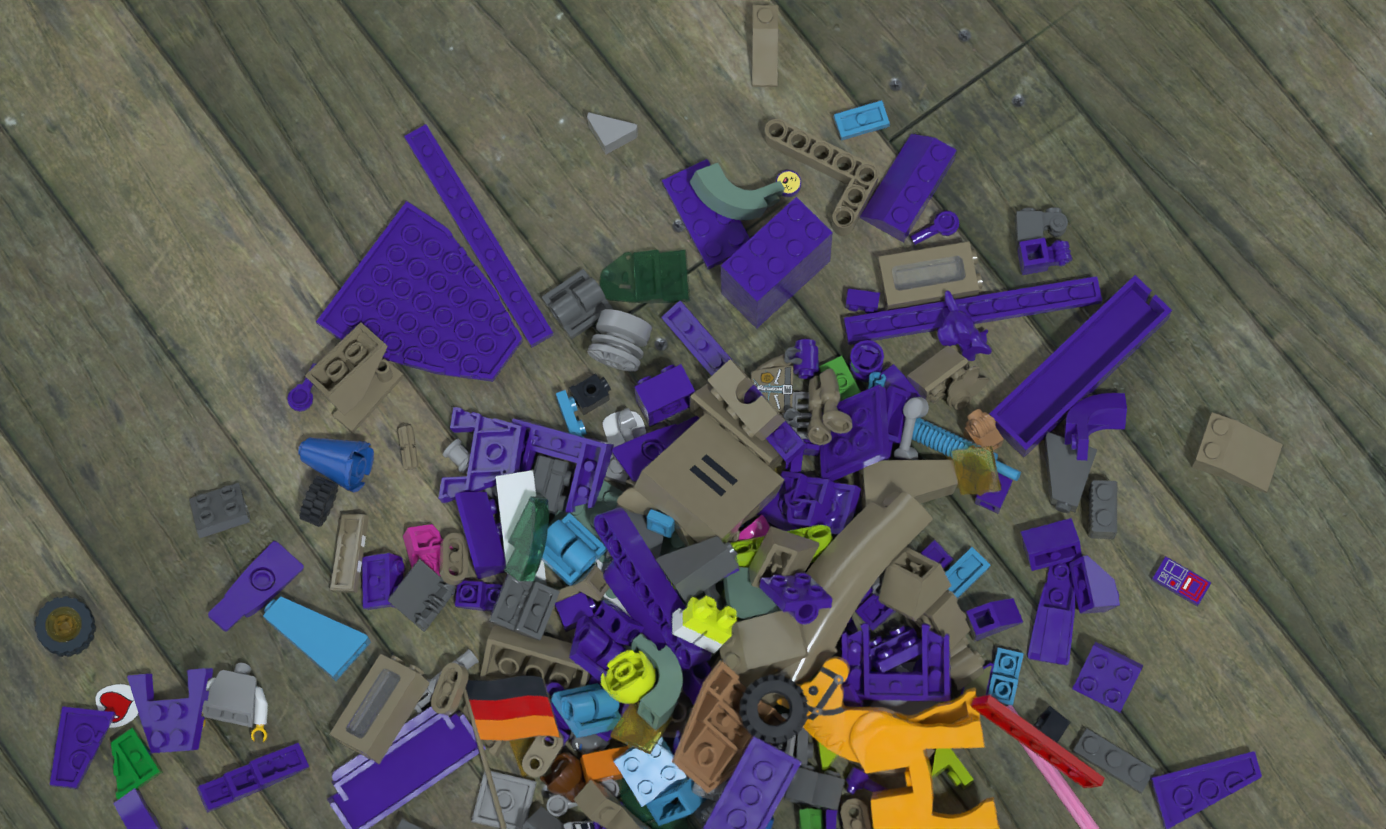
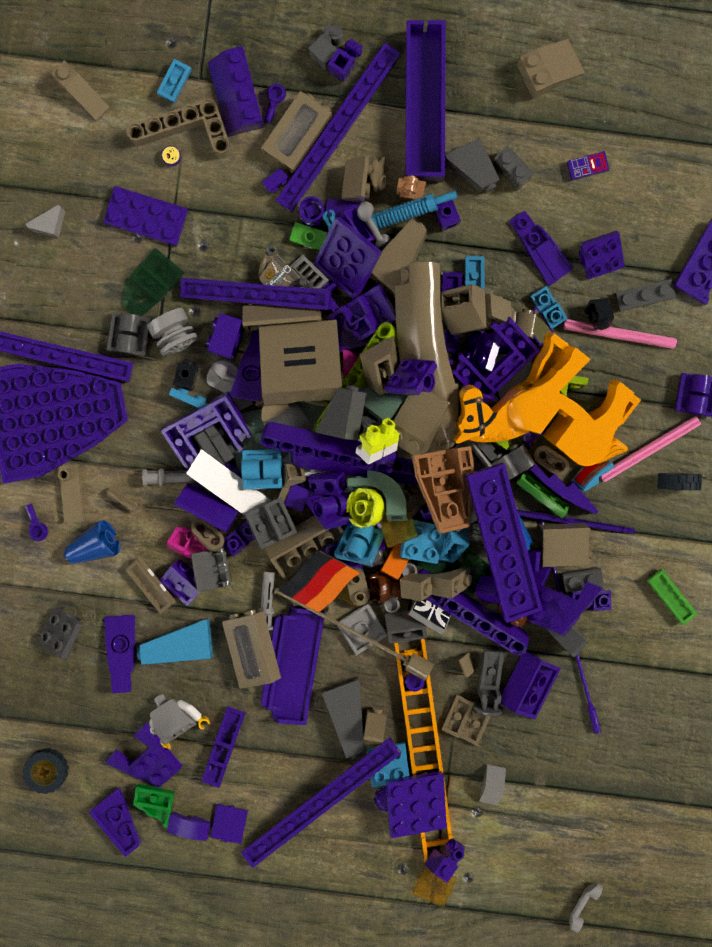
camera: 55 degrees left, 15 degrees up
(119, 700) = (113, 778): sticker -> none
(318, 501) = (106, 576): black tyre -> none
(348, 368) = (47, 493): dark tan slope -> none
(449, 688) = (276, 603): dark tan plate -> none
(494, 453) = (171, 461): dark purple wing -> none
(529, 540) = (238, 488): clear green slope -> none
(660, 523) = (296, 409): dark azure tile -> none
(729, 200) = (151, 196): sand green arch -> none
(758, 417) = (257, 299): dark tan arch -> none
(776, 262) = (211, 204): dark purple brick -> none
(784, 687) = (478, 450): black tyre -> none
(810, 359) = (279, 239): dark purple brick -> none
(824, 398) = (308, 252): dark tan piece -> none
(961, 331) = (344, 144): dark purple animal -> none
(976, 470) = (431, 213): clear yellow piece -> none
(993, 618) = (514, 283): dark purple slope -> none
(1037, 741) = (606, 326): red tile -> none
(1055, 541) = (505, 213): dark purple brick -> none
(1092, 415) = (458, 120): dark purple arch -> none
(1093, 586) = (548, 214): dark purple slope -> none

